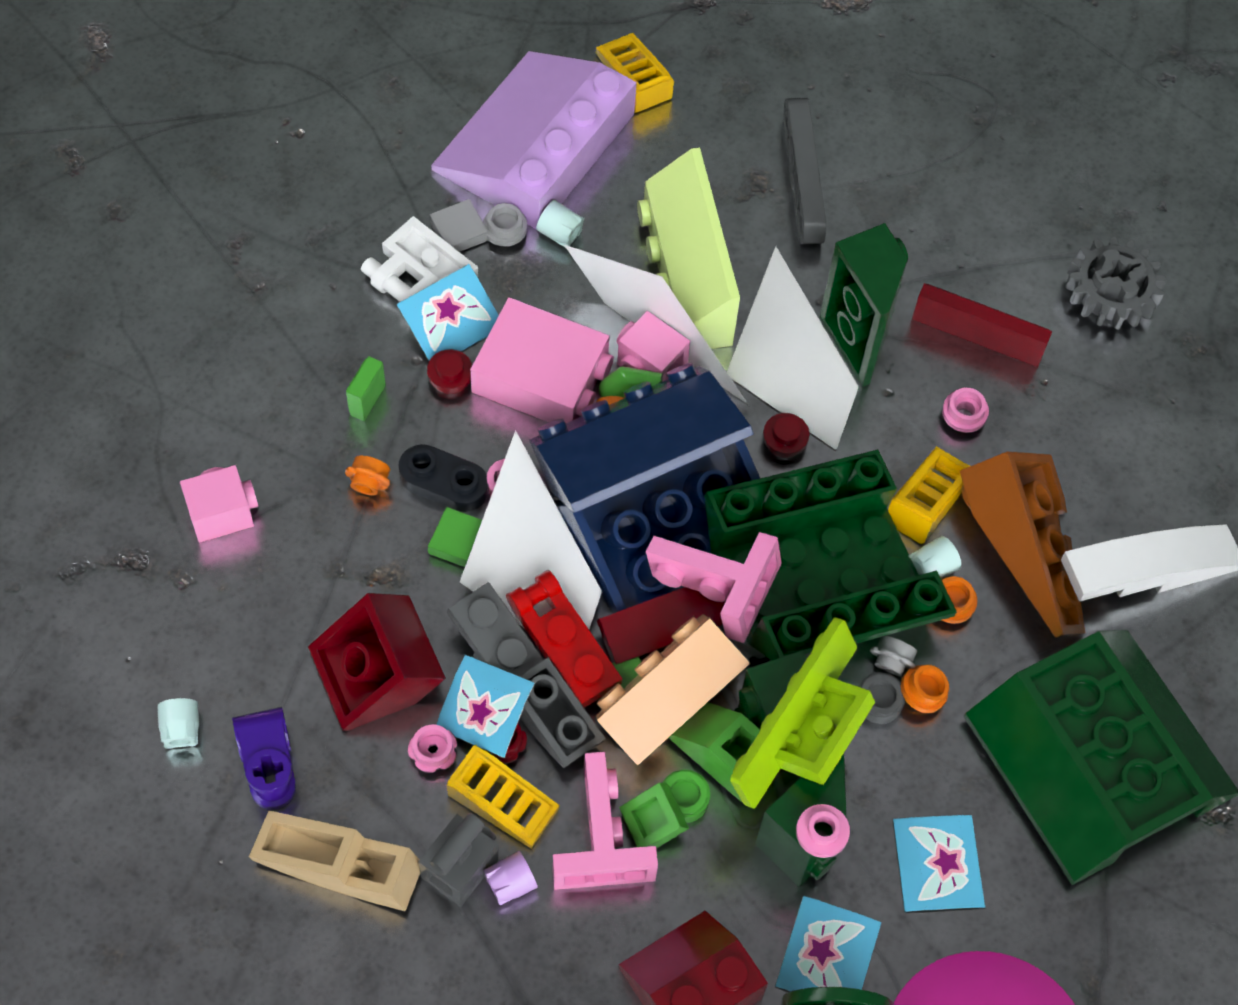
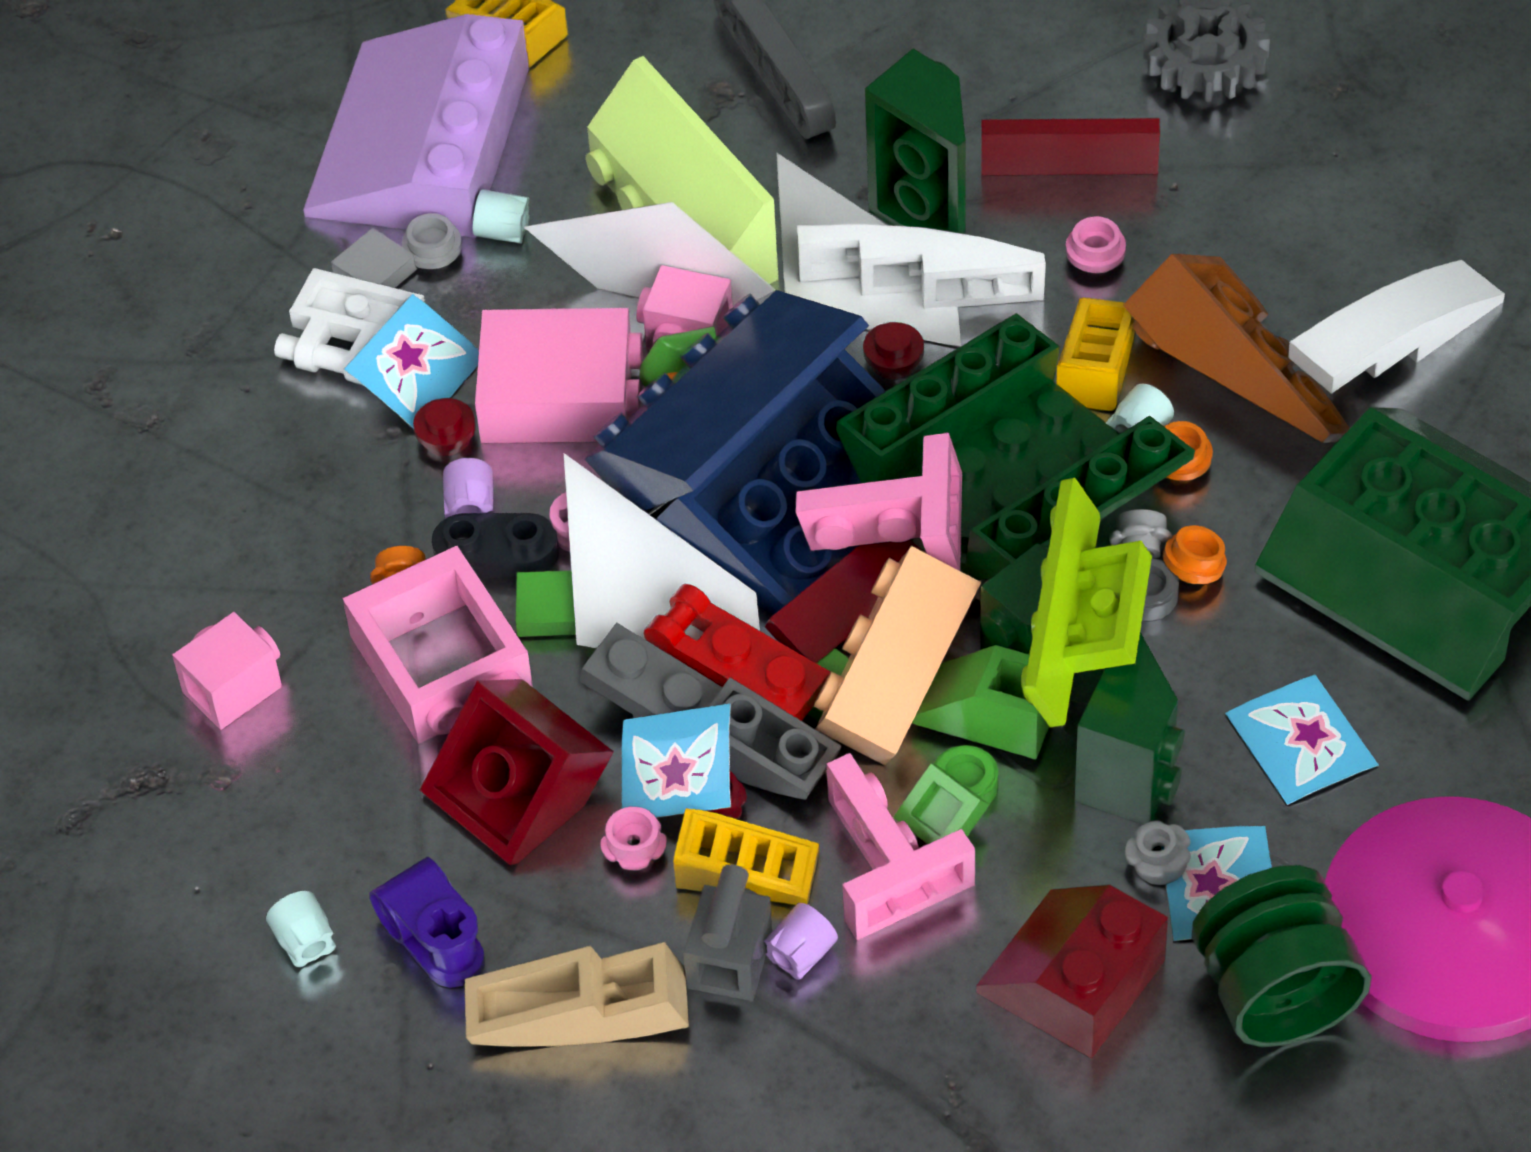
camera: 15 degrees left, 10 degrees down
(357, 501) = (413, 600): none -> bright pink window
(365, 388) = (350, 478): bright green tile -> none
(442, 428) = (467, 487): none -> lavender hose
(798, 926) = (1163, 865): none -> light grey plate
(822, 845) = (1152, 729): bright pink plate -> none
(848, 385) = (941, 264): none -> white slope

